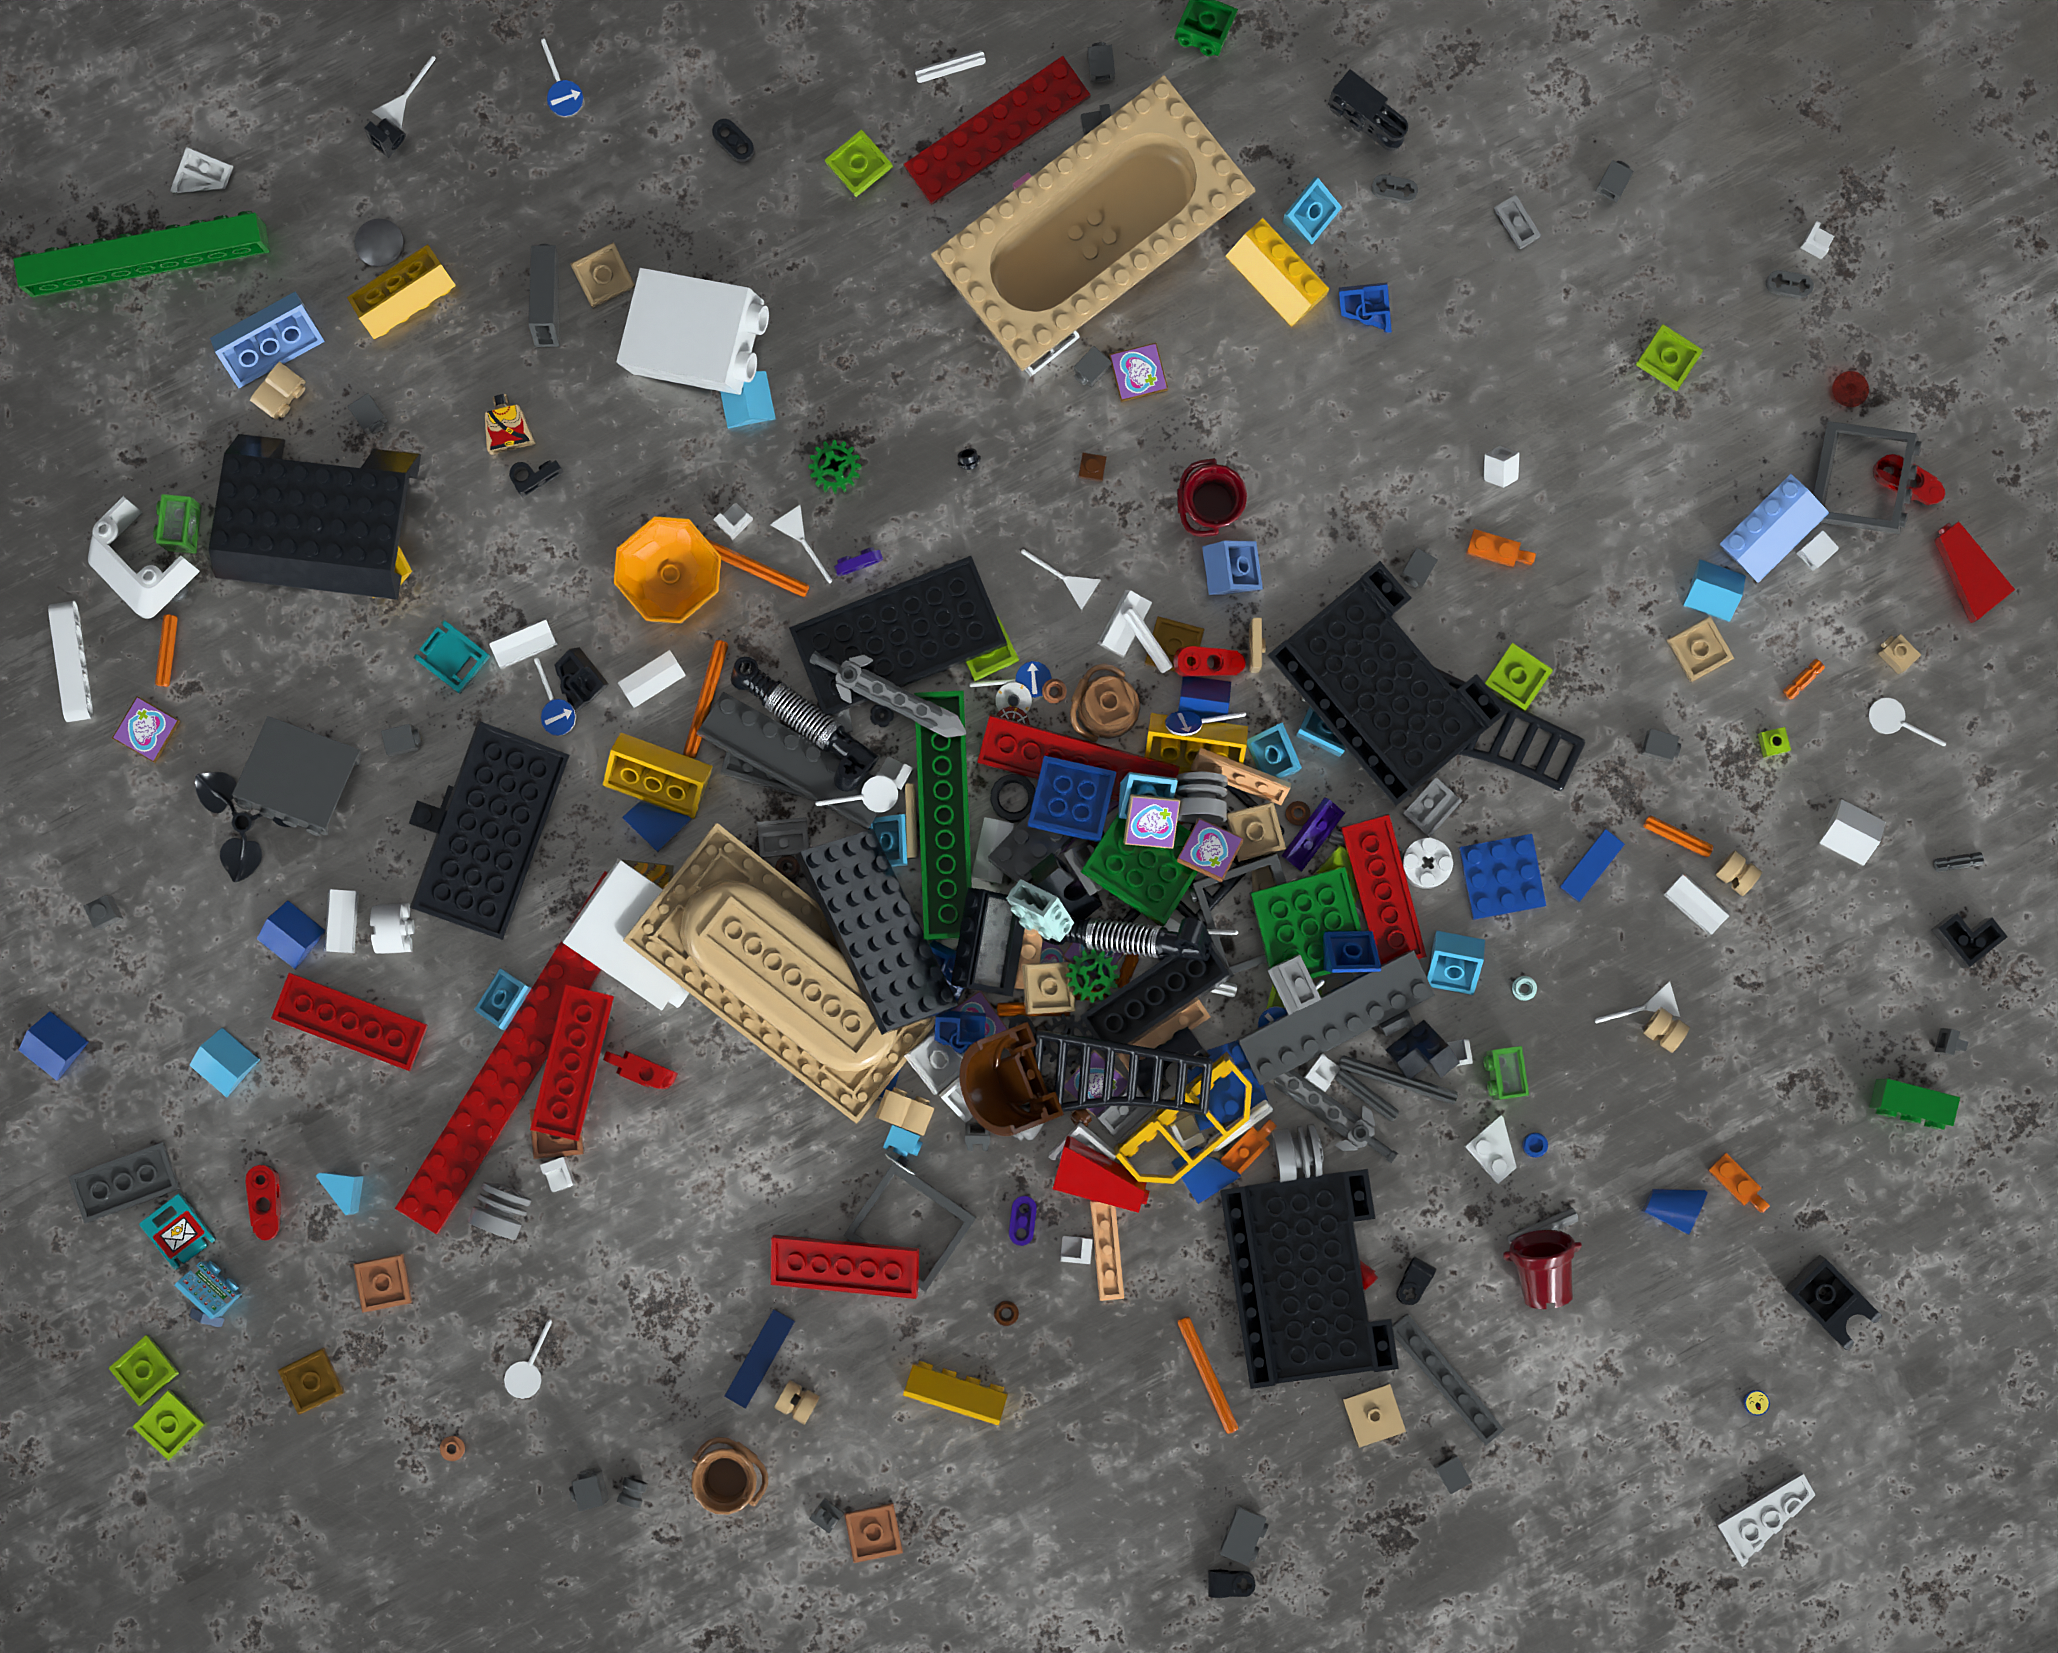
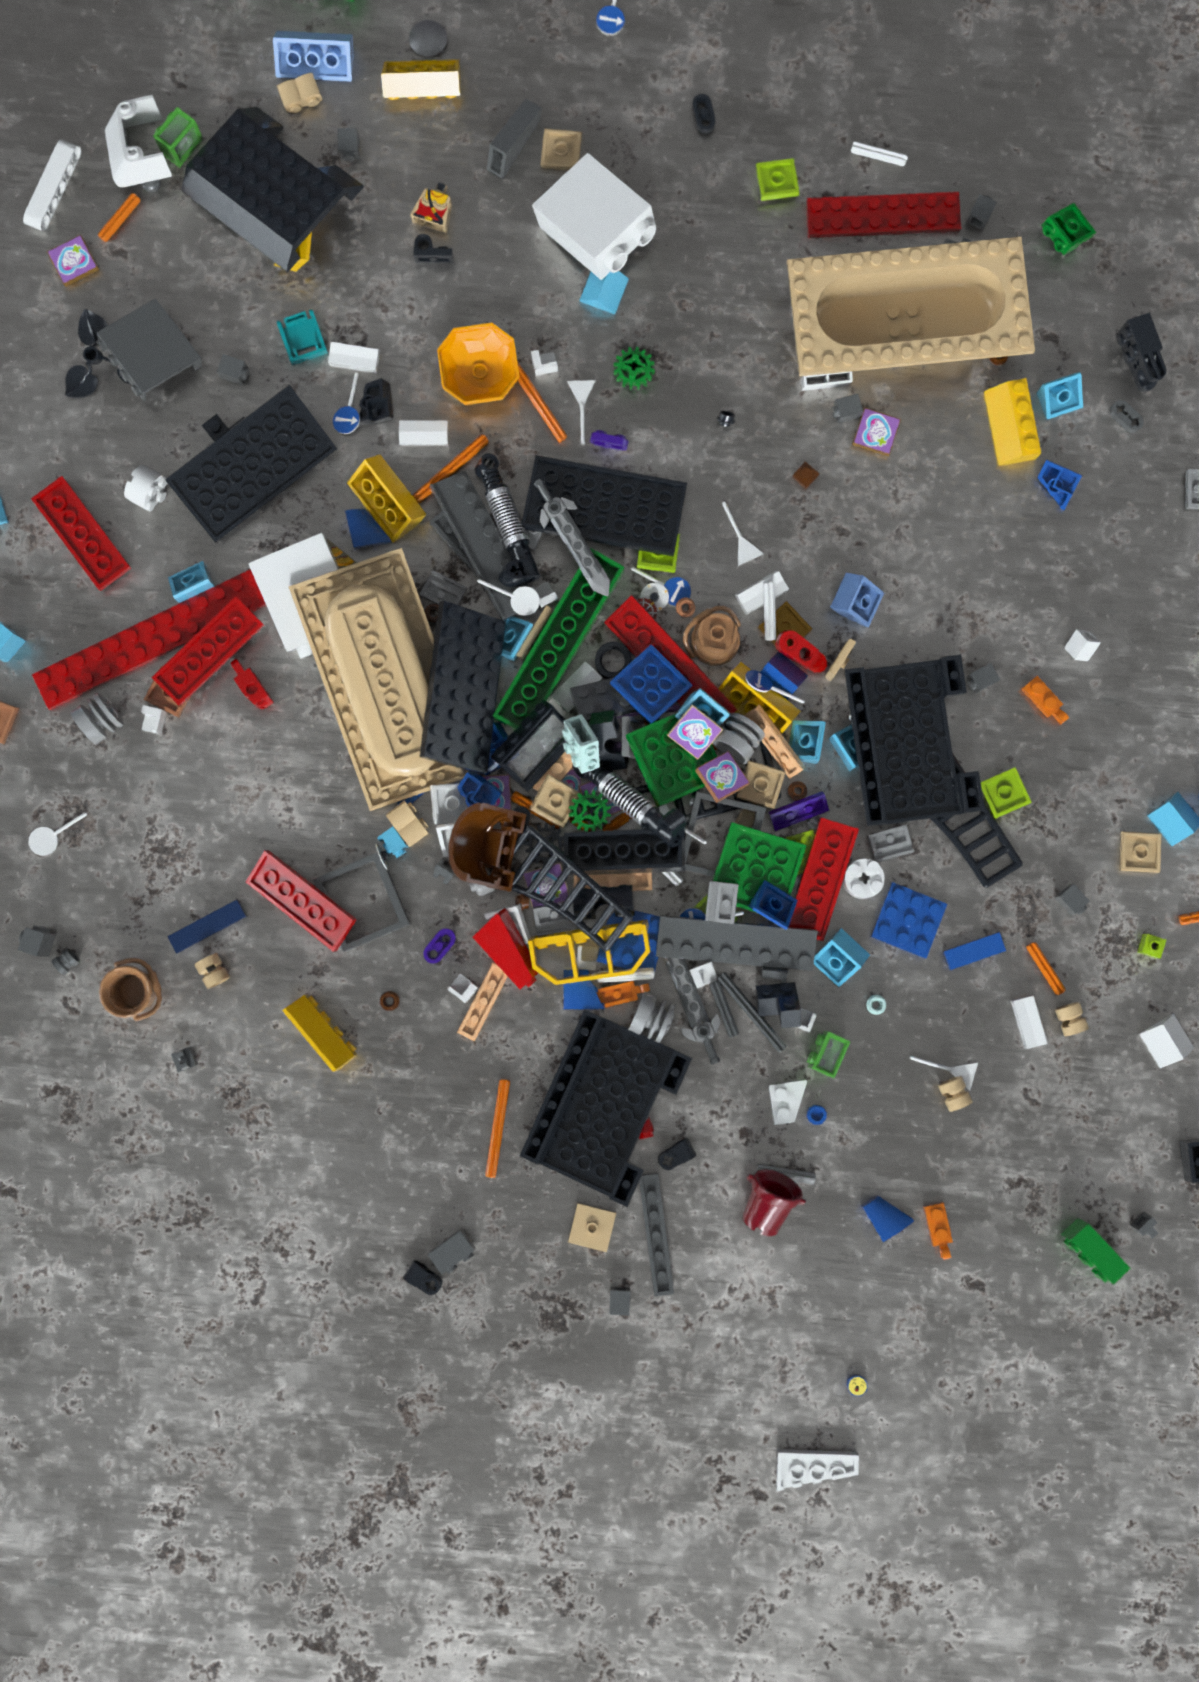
camera: 35 degrees right, 0 degrees up
(290, 934) = (80, 452): blue slope -> none
(341, 921) = (118, 464): white piece -> none
(873, 1532) = (208, 1090): nougat tile -> none
(877, 720) = (555, 551): black plate -> none
(1211, 496) = (873, 540): dark red piece -> none
(1837, 1304) = (955, 1354): black brick -> none

